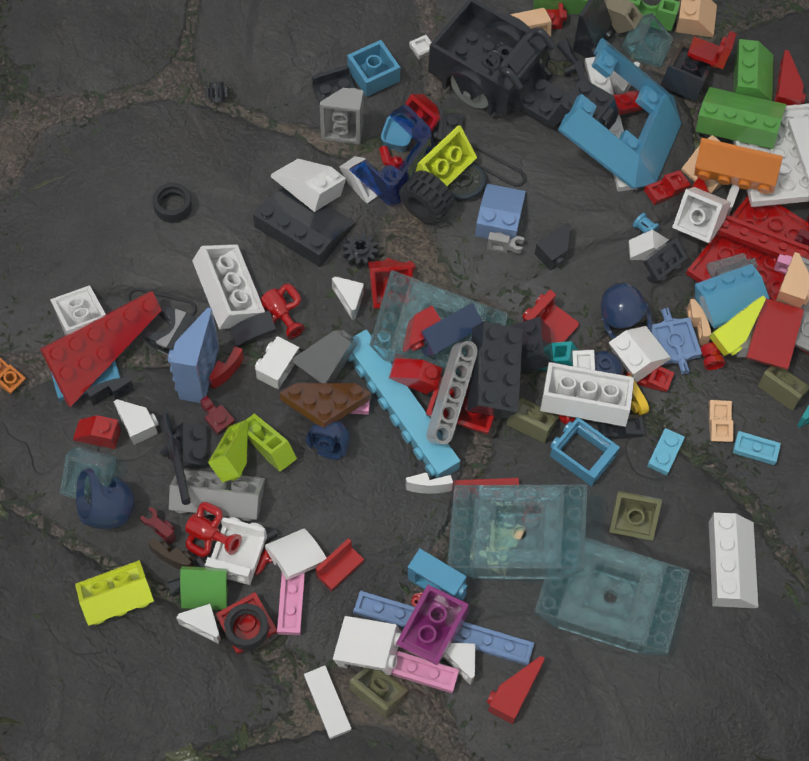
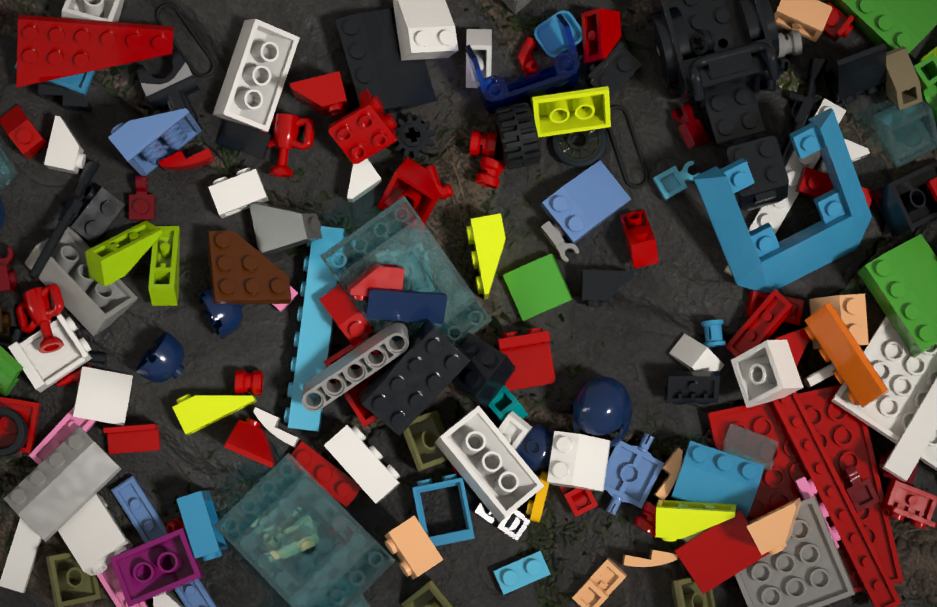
camera: 40 degrees right, 20 degrees up
(282, 263) = (322, 94): none -> red slope
(317, 497) = (162, 360): none -> dark blue cylinder
(318, 628) = (62, 484): none -> light grey slope
(329, 257) = (364, 129): none -> red bracket
(372, 509) = (203, 410): none -> neon yellow slope
(386, 470) = (248, 382): none -> red wheel
(408, 223) = (482, 144): none -> red wheel
(426, 504) = (251, 442): none -> red slope
(427, 236) = (489, 172): none -> red wheel
(467, 274) = (488, 240): none -> neon yellow slope
(507, 457) = (363, 463): none -> white brick
(517, 278) = (537, 287): none -> bright green slope
(527, 128) = (691, 129): none -> dark red plate
(542, 161) = (672, 181): none -> medium azure plate
(553, 206) = (639, 239): none -> red slope
(591, 469) = (412, 548): none -> light nougat slope
(669, 196) = (761, 323): none -> red plate
(736, 378) = (655, 558): none -> light nougat slope

